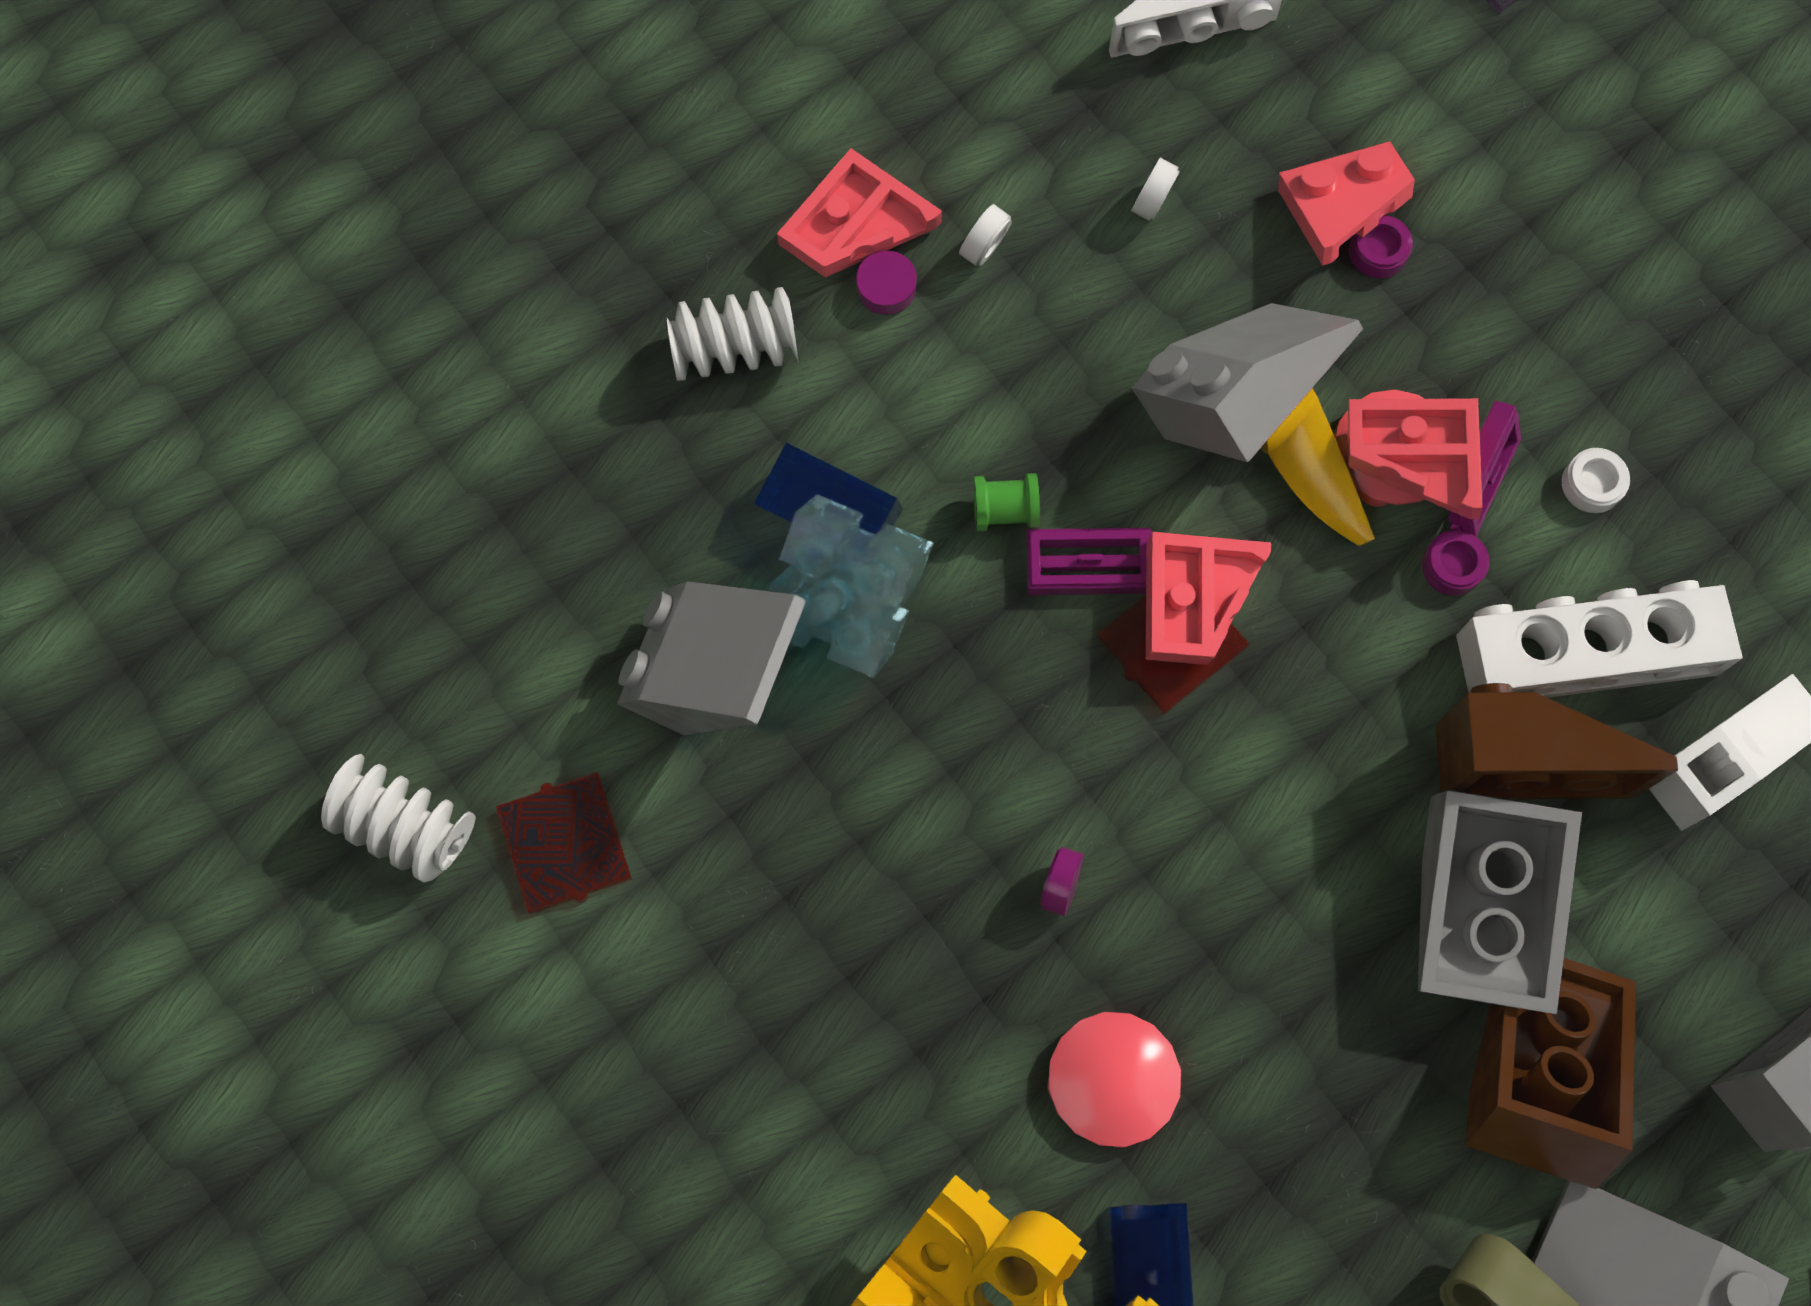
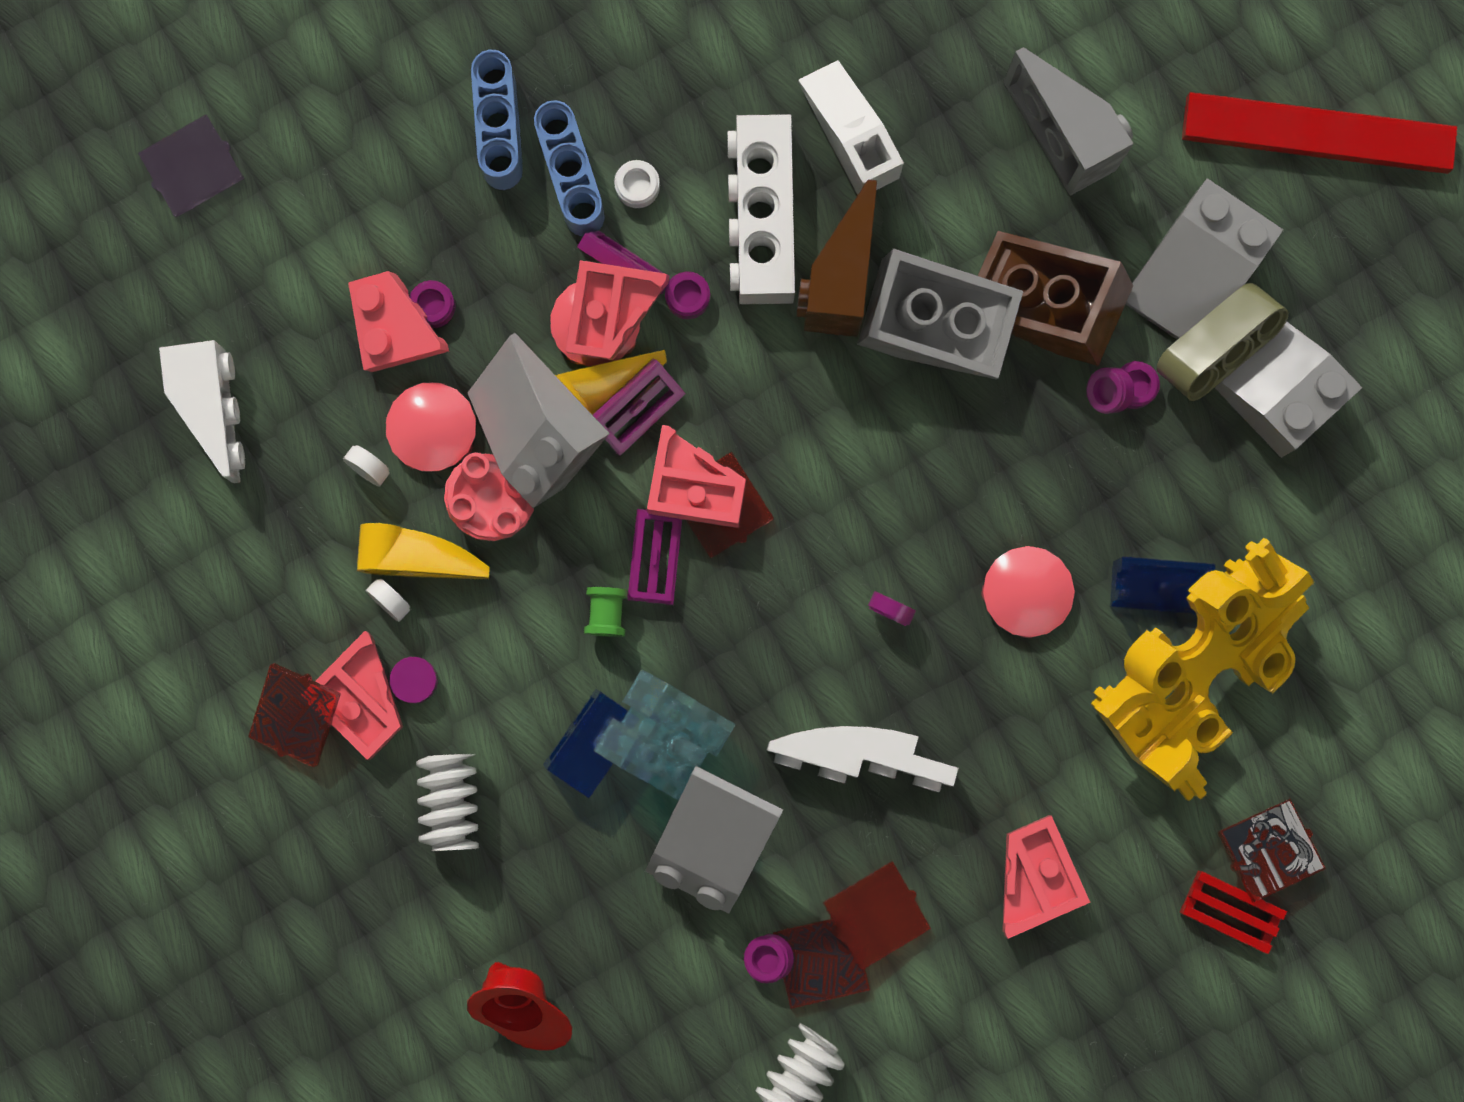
camera: 85 degrees left, 10 degrees up
(475, 452) = (517, 1007): none -> red piece
(561, 767) = (768, 958): none -> magenta tile
(631, 909) = (876, 915): none -> clear red piece
(702, 1134) = (1038, 878): none -> coral wing
(824, 144) = (294, 715): none -> clear red piece
(853, 836) = (843, 748): none -> white slope
(1049, 260) = (411, 553): none -> yellow piece
(1129, 329) = (483, 500): none -> coral dish
(1218, 263) = (431, 427): none -> coral dish
(1332, 541) = (626, 393): none -> magenta tile
(1431, 1169) = (1110, 390): none -> magenta tile
(1446, 1211) = (1145, 383): none -> magenta tile
(1615, 366) = (564, 148): none -> medium blue beam
(1664, 272) = (494, 99): none -> medium blue beam

